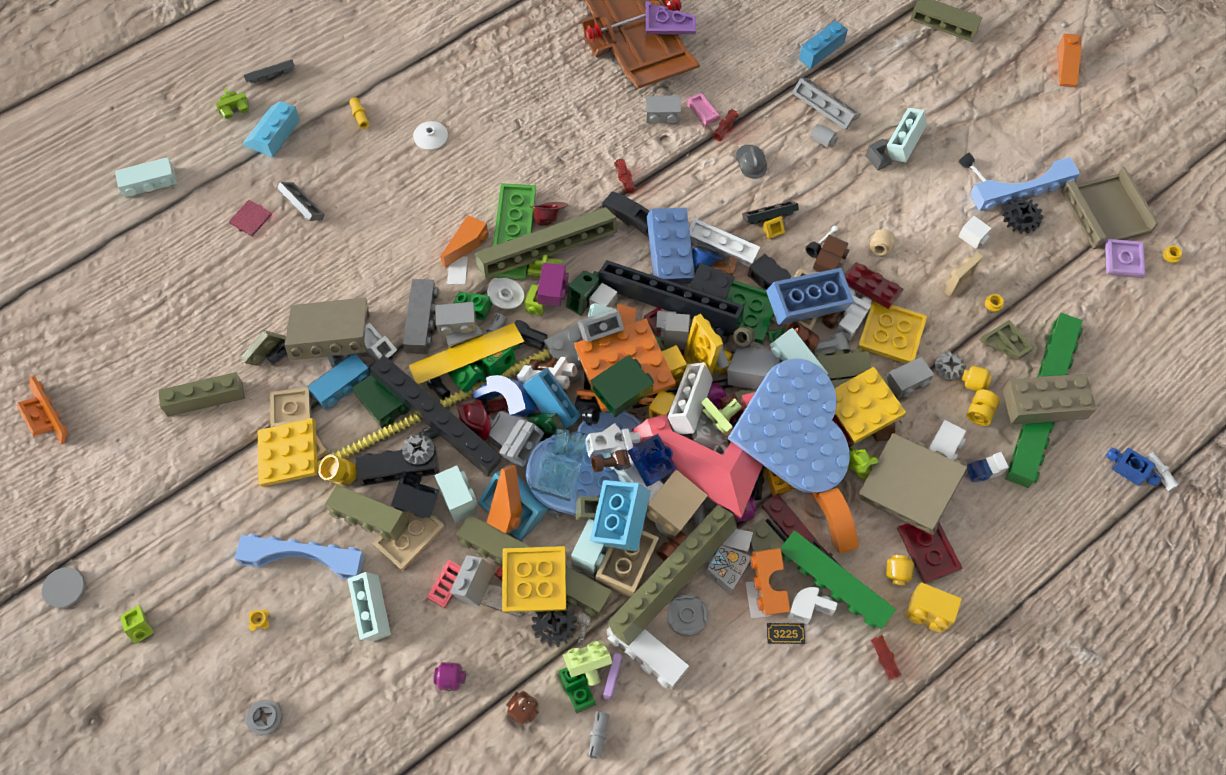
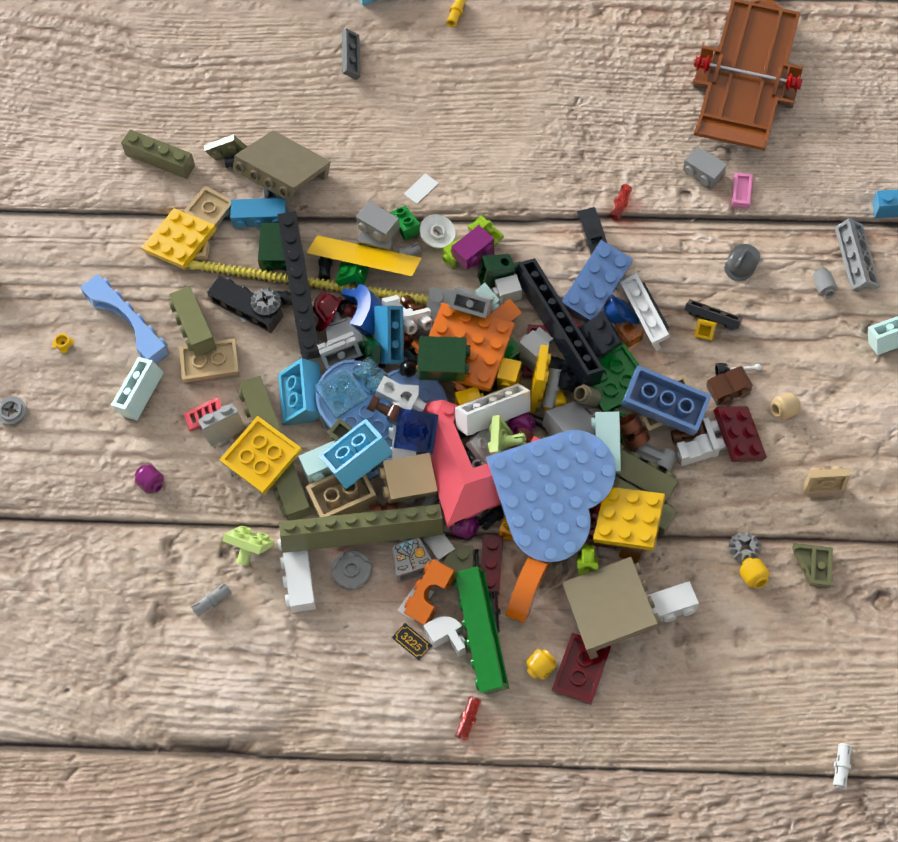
camera: 45 degrees right, 0 degrees up
(40, 414) = (43, 92): orange bracket -> none
(250, 218) = (305, 43): clear pink piece -> none
(338, 470) = (199, 275): yellow wheel -> none
(376, 344) = (307, 201): white brick -> none
(414, 496) = (231, 331): black brick -> none
(420, 316) = (343, 216): flat silver brick -> none
(432, 140) = (499, 70): white dish -> none
(457, 493) = (264, 354): light aqua brick -> none
(466, 239) = (444, 168): orange slope -> none
(499, 362) = (384, 280): green torso -> none
(506, 503) = (289, 386): orange slope -> none
(514, 219) = (489, 185): bright green plate -> none
(522, 707) = (177, 538): copper head -> none
(531, 336) = (425, 276): black piece -> none
(545, 242) = (502, 212): olive brick -> none
(546, 626) = (252, 507): black gear -> none
(547, 212) = (528, 189): dark red piece -> none
(577, 691) = (225, 561): green slope -> none
(584, 621) = (275, 517): clear hand -> none
(612, 677) = (257, 568): lavender tile -> none
(665, 21) = (772, 92): medium lavender wing -> none
(725, 125) = (758, 213): clear red pin -> none
(766, 271) = (661, 359): black hinge -> none
(877, 155) = (859, 332): dark grey panel -> none
(892, 332) = (720, 485): yellow plate -> none
(910, 377) = (698, 529): light grey brick -> none
(932, 607) = (534, 708): yellow brick -> none
(975, 232) = (878, 456): white brick -> none
(983, 407) = (735, 598): yellow wheel -> none
(987, 468) = (689, 646): leg -> none
(994, 298) = (838, 521): yellow plate -> none
(1033, 436) = (798, 631): green brick -> none
(1049, 399) = (790, 630): dark tan brick -> none
(1138, 461) = (822, 730): blue piece -> none

